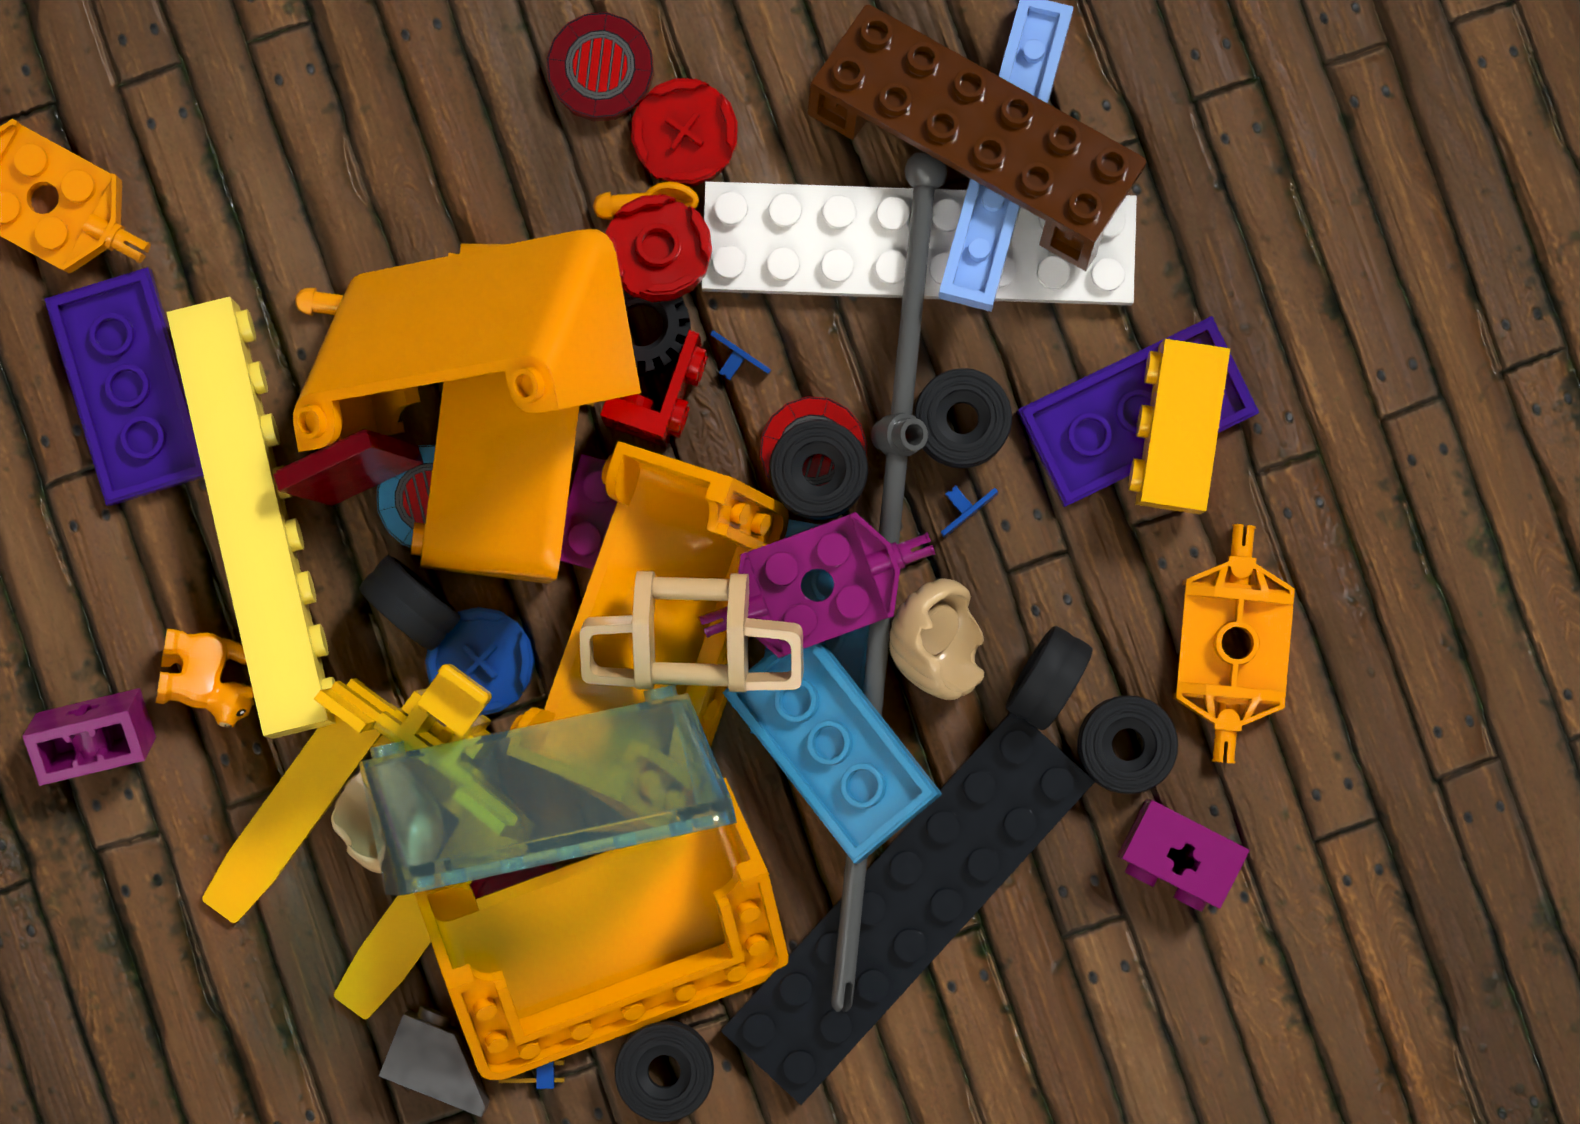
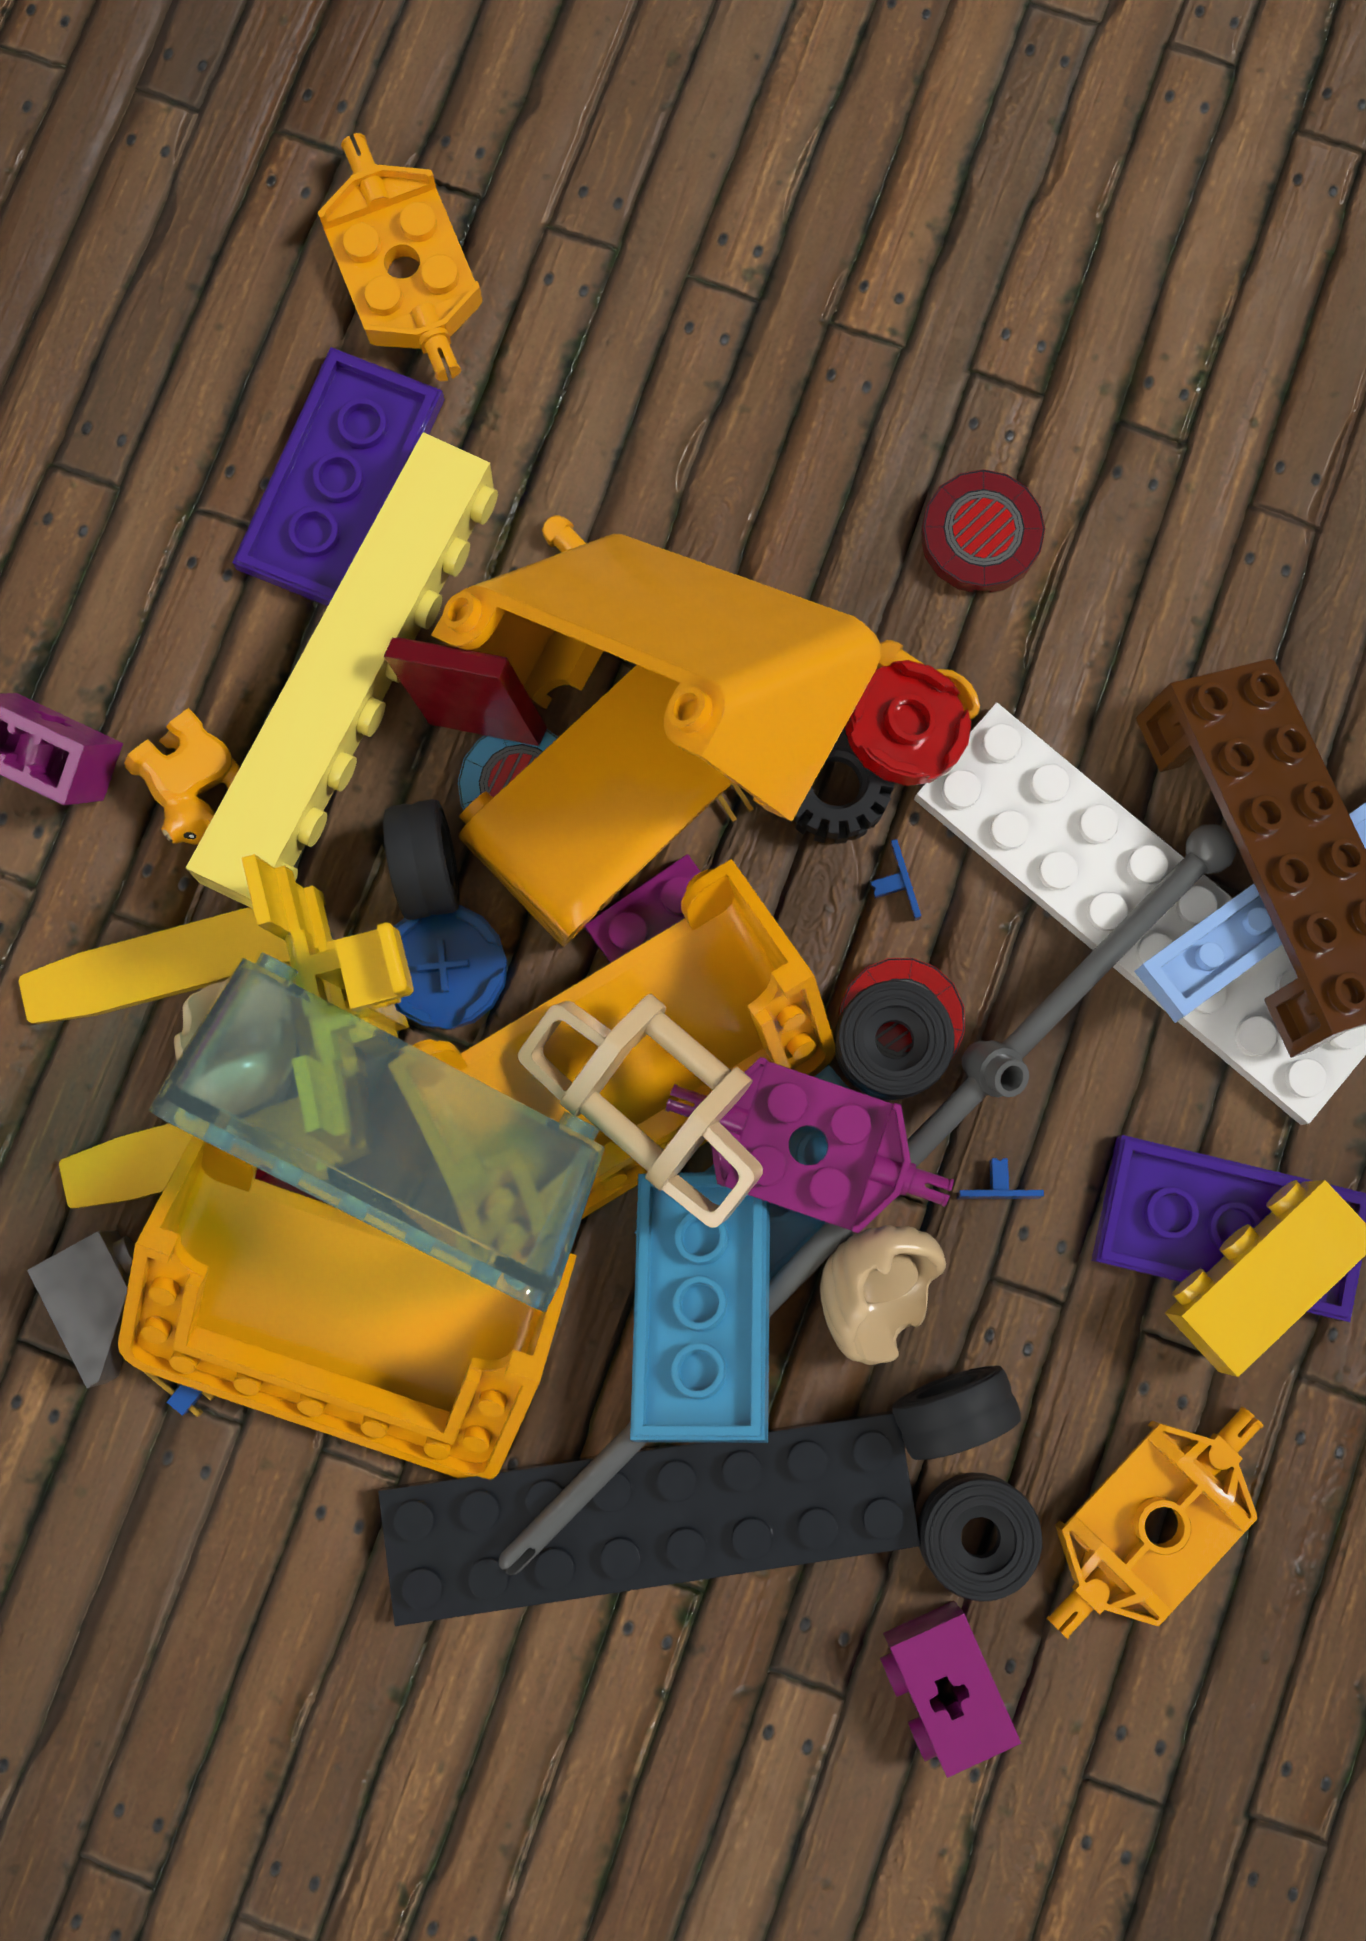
camera: 40 degrees right, 5 degrees down
(636, 413) = (765, 849): red bracket -> none
(657, 1101) = (257, 1493): black tyre -> none
(684, 132) = (1012, 646): red tile -> none
(985, 397) = (1100, 1110): black tyre -> none

